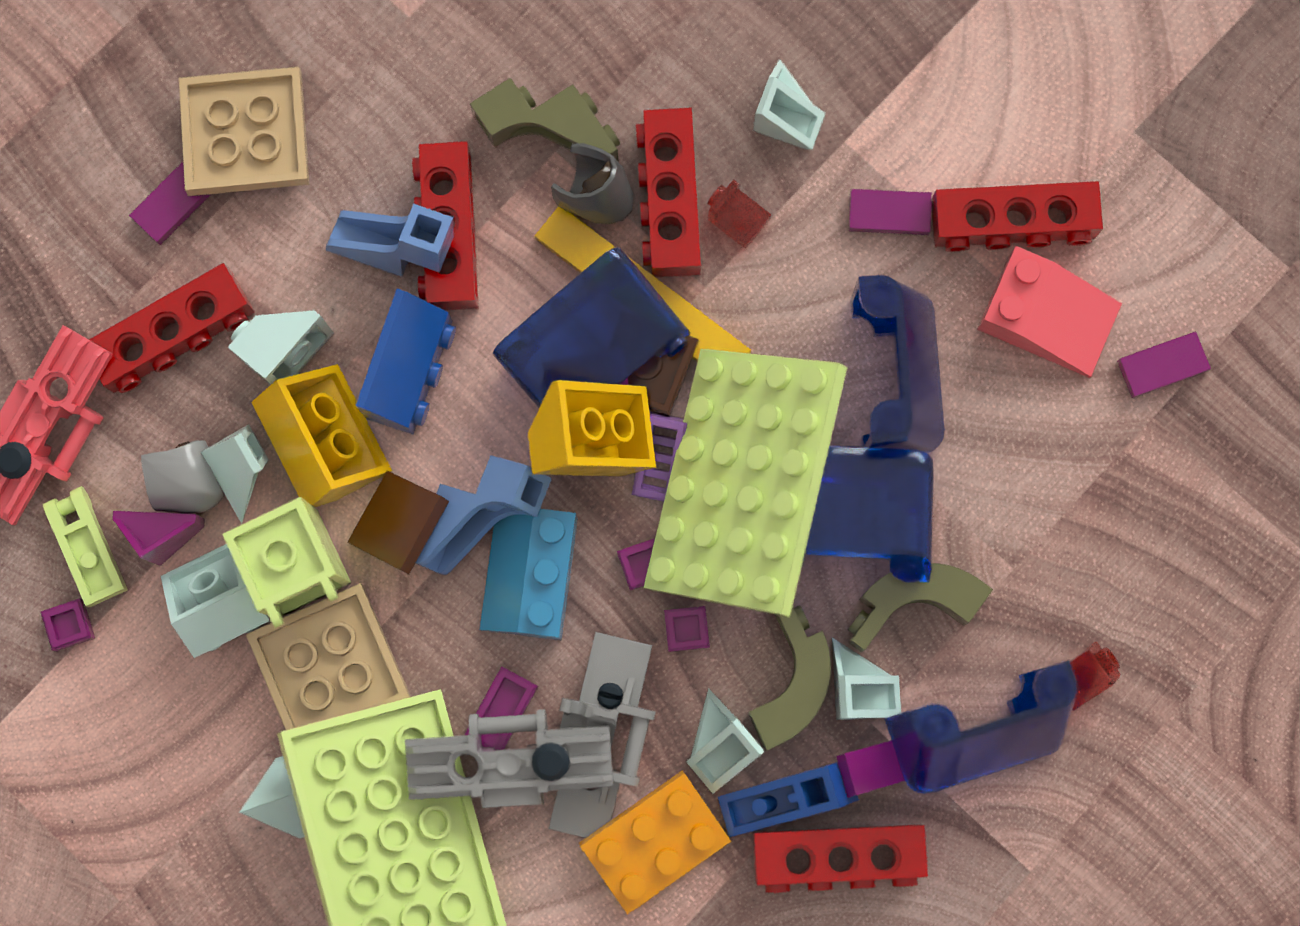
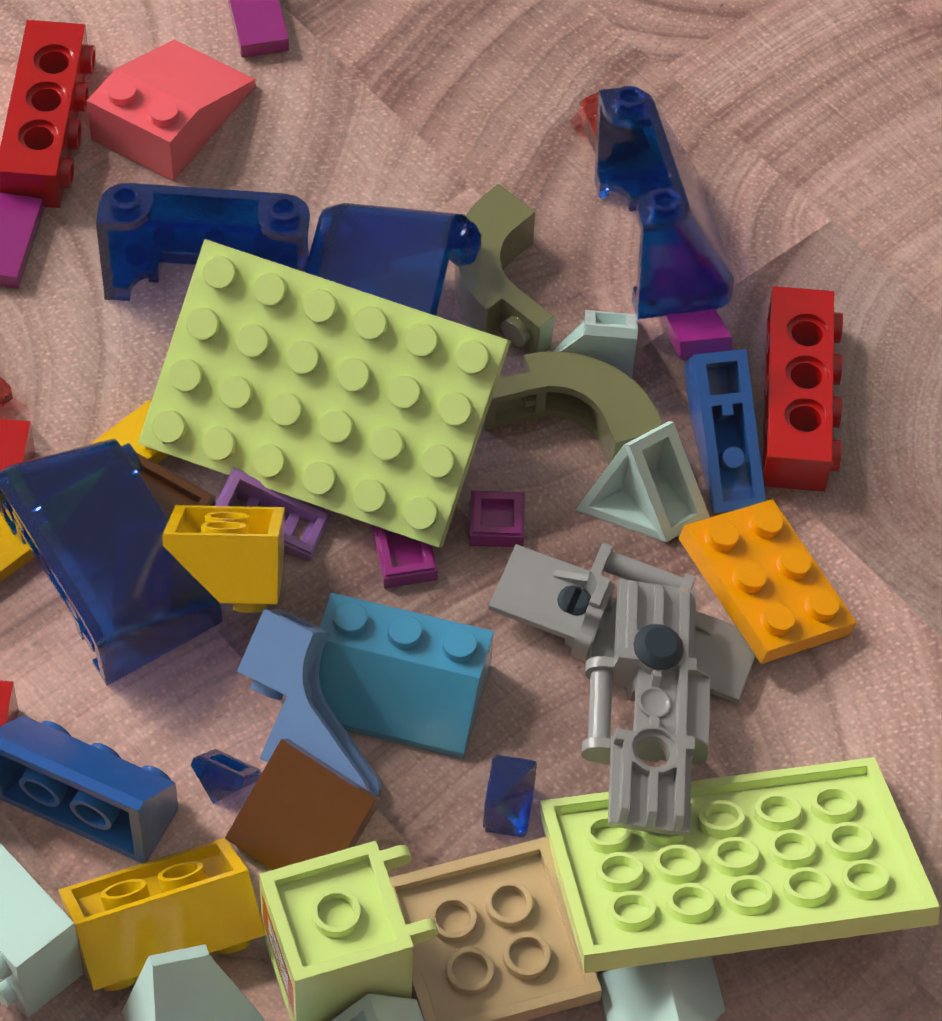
camera: 90 degrees left, 25 degrees down
(438, 462) = (223, 774): none -> clear blue slope
(441, 666) = (509, 795): none -> clear blue slope
(506, 697) = (557, 732): magenta tile -> none

